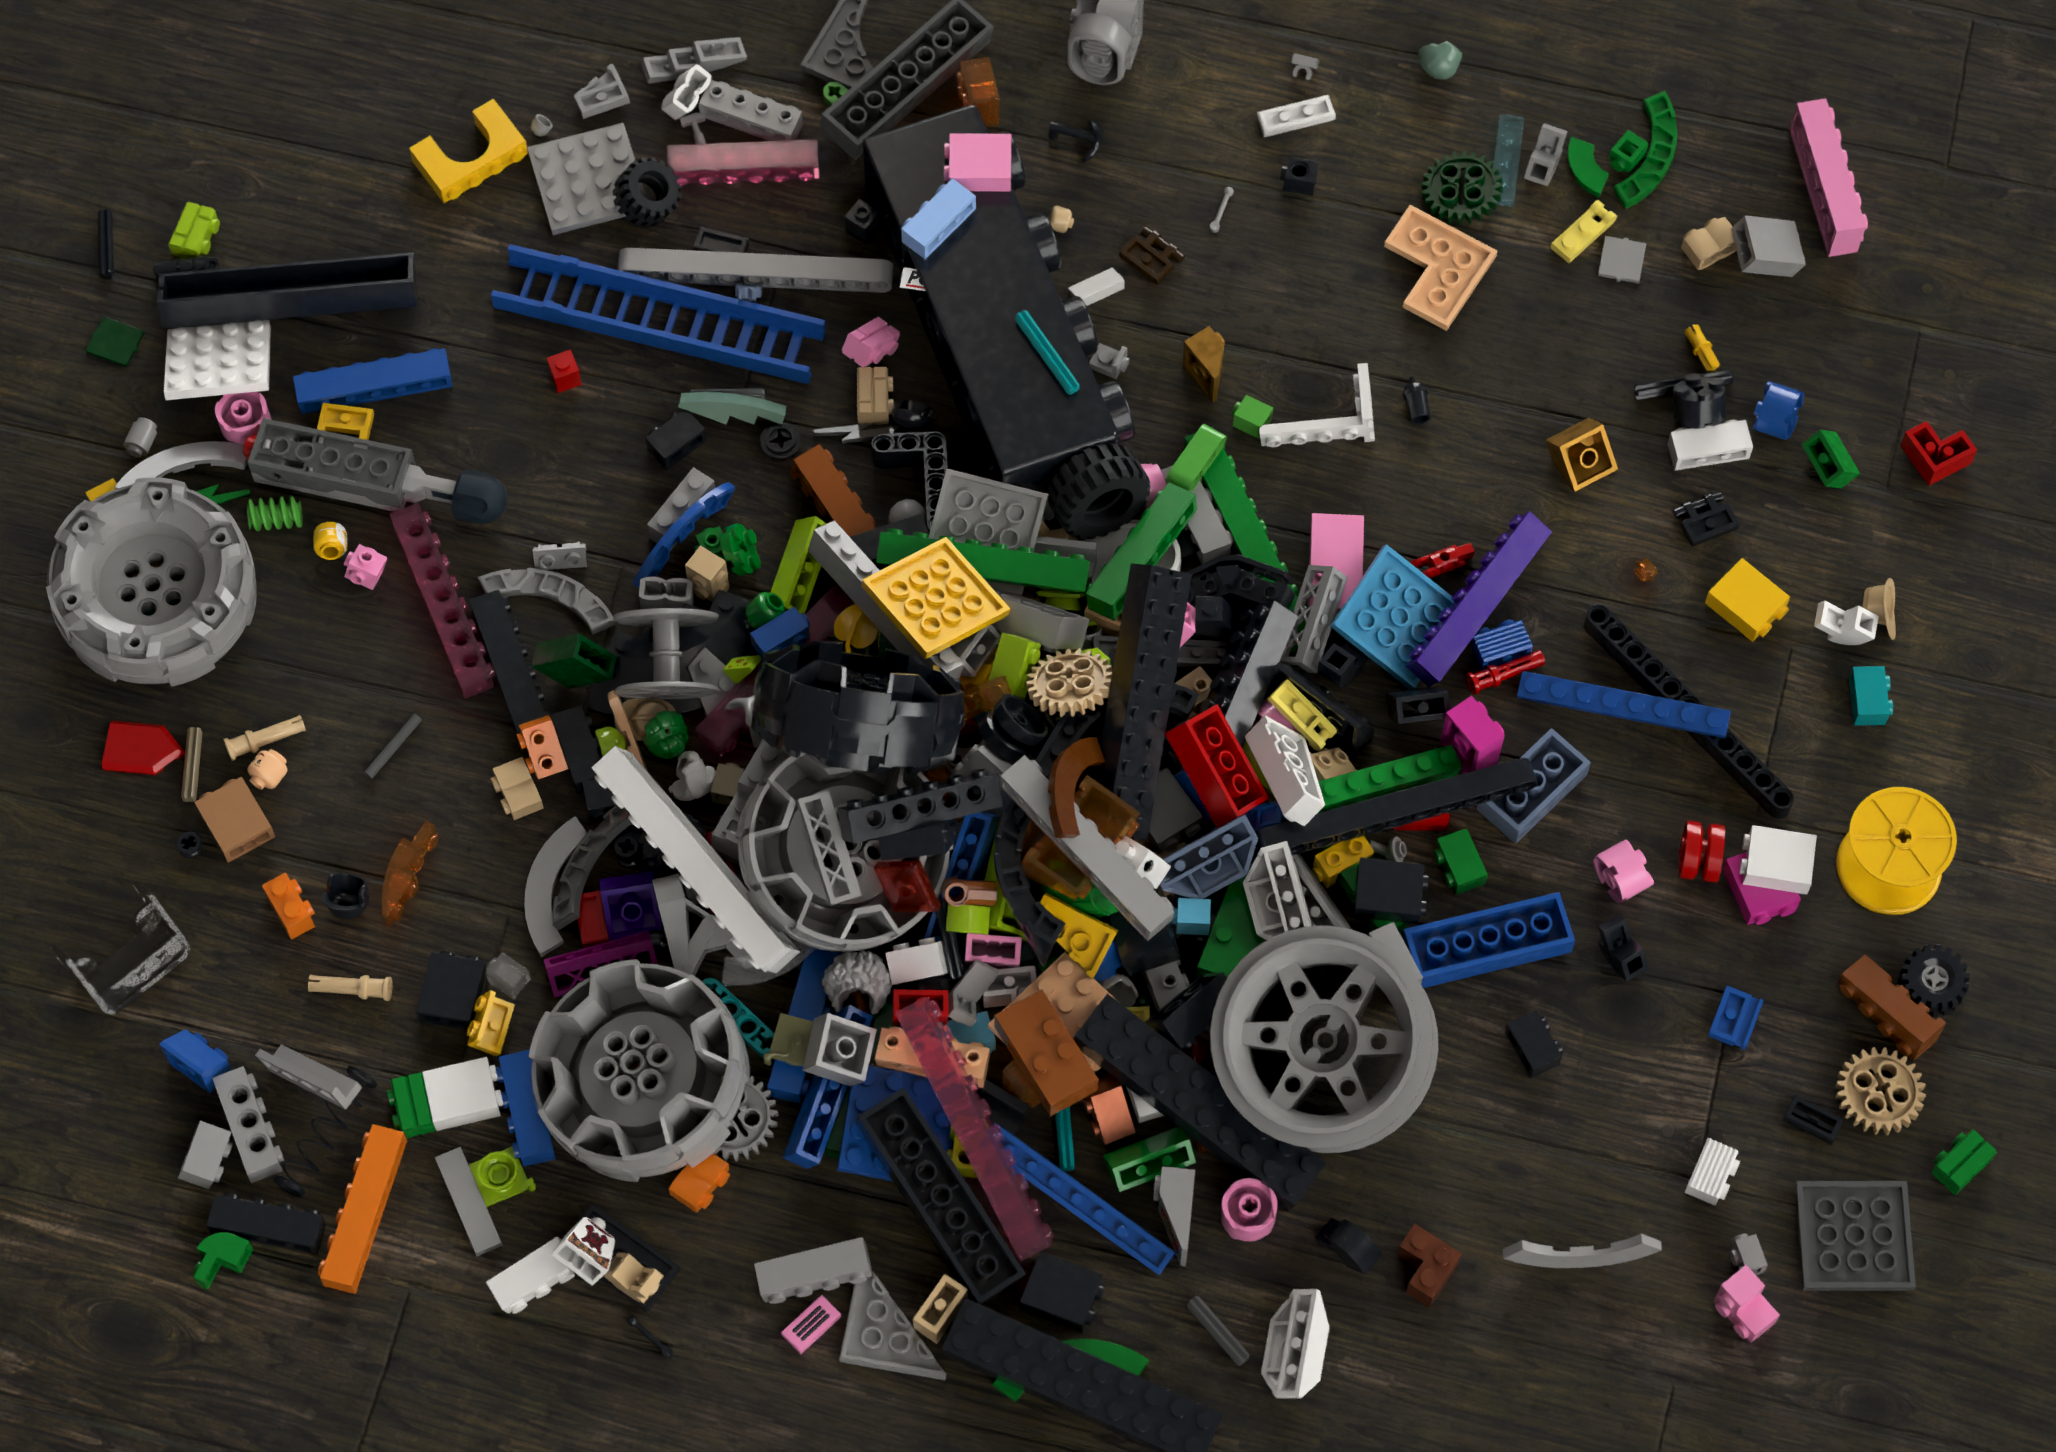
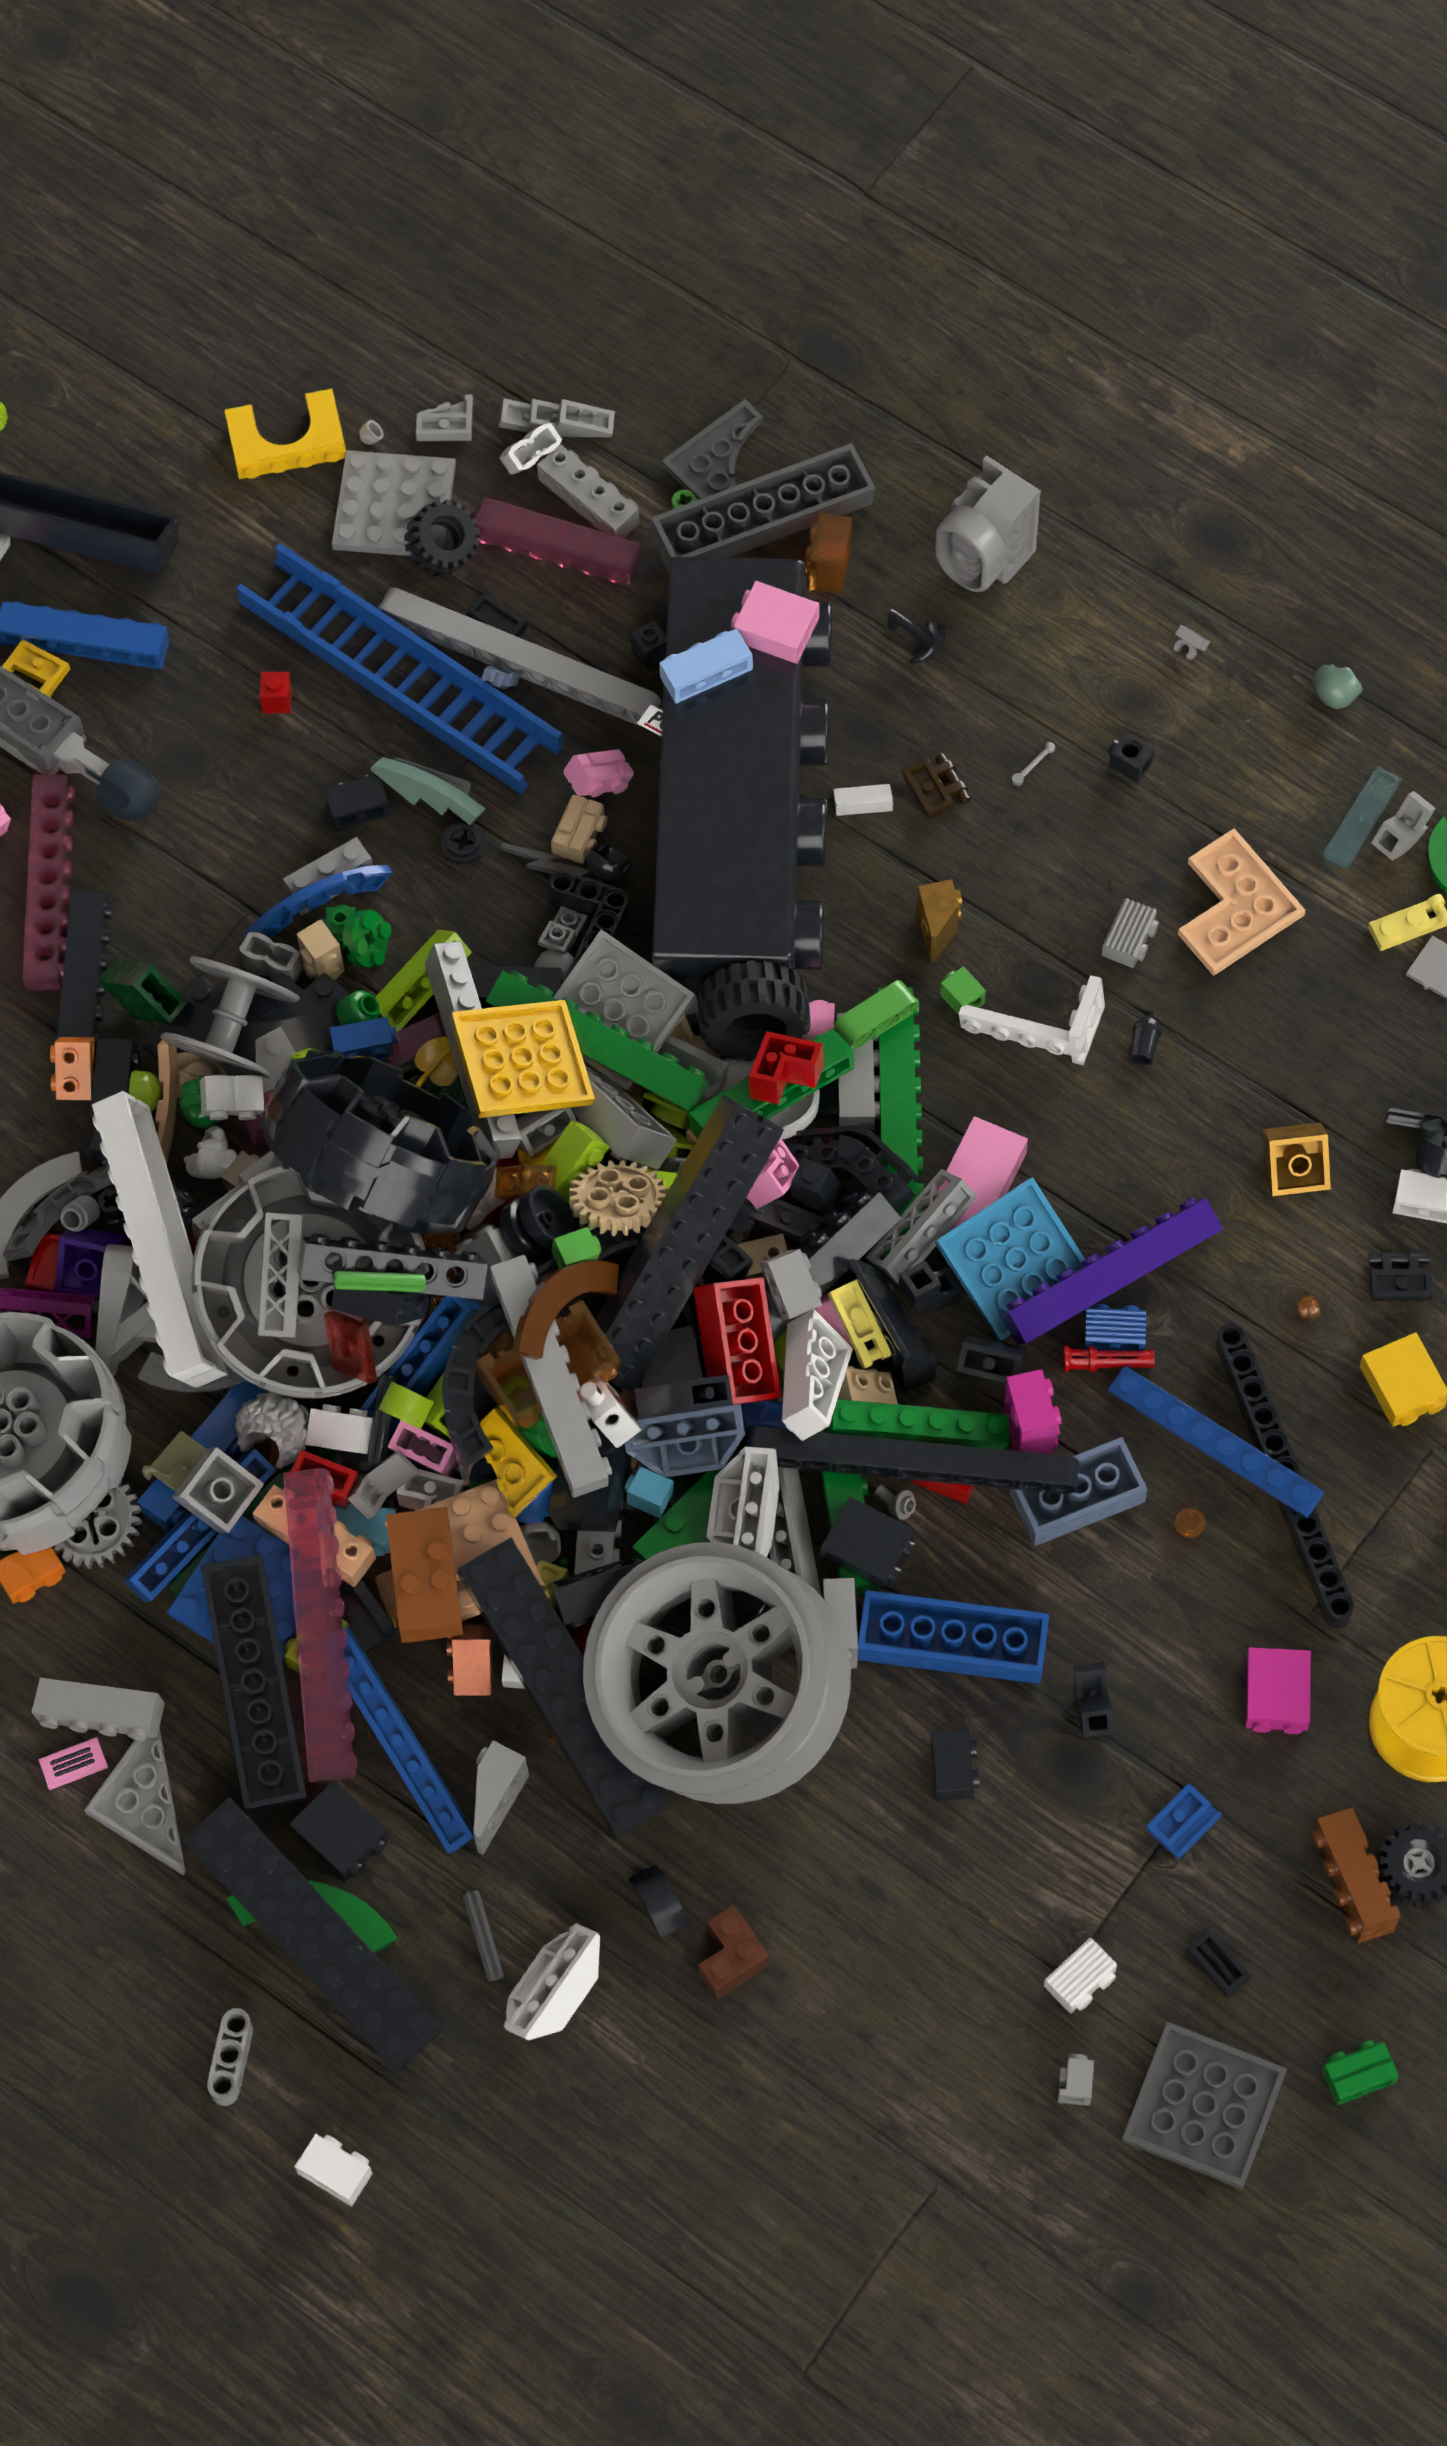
camera: 25 degrees right, 0 degrees up
(517, 789) = (32, 1102): tan brick -> none
(553, 587) = (163, 907): light grey tile -> none
(568, 556) = (179, 879): light grey hinge -> none
(605, 866) = (80, 1213): none -> light grey brick
(692, 120) = (527, 480): light grey piece -> none
(693, 720) = (232, 1096): none -> white brick
(743, 1015) = (146, 1420): teal beam -> none
(830, 491) = (484, 913): dark orange wedge -> none
(900, 483) = (563, 930): none -> light grey slope
(918, 821) = (379, 1281): none -> bright green axle
(940, 1308) = (204, 1797): tan brick -> none
(971, 893) = (420, 1378): dark orange piece -> none
(1047, 352) = (755, 845): teal axle -> none
(1058, 737) = (575, 1248): none -> bright green brick
(1060, 219) = (857, 714): tan piece -> none
(1064, 1139) = (418, 1673): teal axle -> none
(1109, 361) = (840, 880): light grey bracket -> none
(1145, 1159) = (477, 1726): green brick -> none
(1150, 521) = (783, 1061): none -> red brick
(1195, 826) = (683, 1396): none -> black brick
(1238, 701) = (791, 1283): none -> light grey brick
(1262, 1203) = (561, 1807): bright pink brick -> none
(1296, 116) = (1158, 692): white tile -> none
(1339, 858) = (835, 1489): yellow bracket -> none
(1365, 319) = (1129, 933): none -> light grey brick
(1444, 560) = (1094, 1217): red hinge -> none
(1460, 861) = (964, 1542): green brick -> none
(1485, 188) = (1276, 820): dark green gear -> none
(1582, 1257) = (938, 2021): light grey tile -> none
(1622, 871) = (1131, 1618): bright pink brick -> none
(1630, 778) = (1190, 1523): none -> clear orange plate
(1697, 851) = (1226, 1630): red wheel -> none
(1744, 1305) = (1048, 2127): bright pink brick -> none
(1778, 859) = (1301, 1669): white brick -> none
(1857, 1098) = (1276, 1960): tan gear -> none

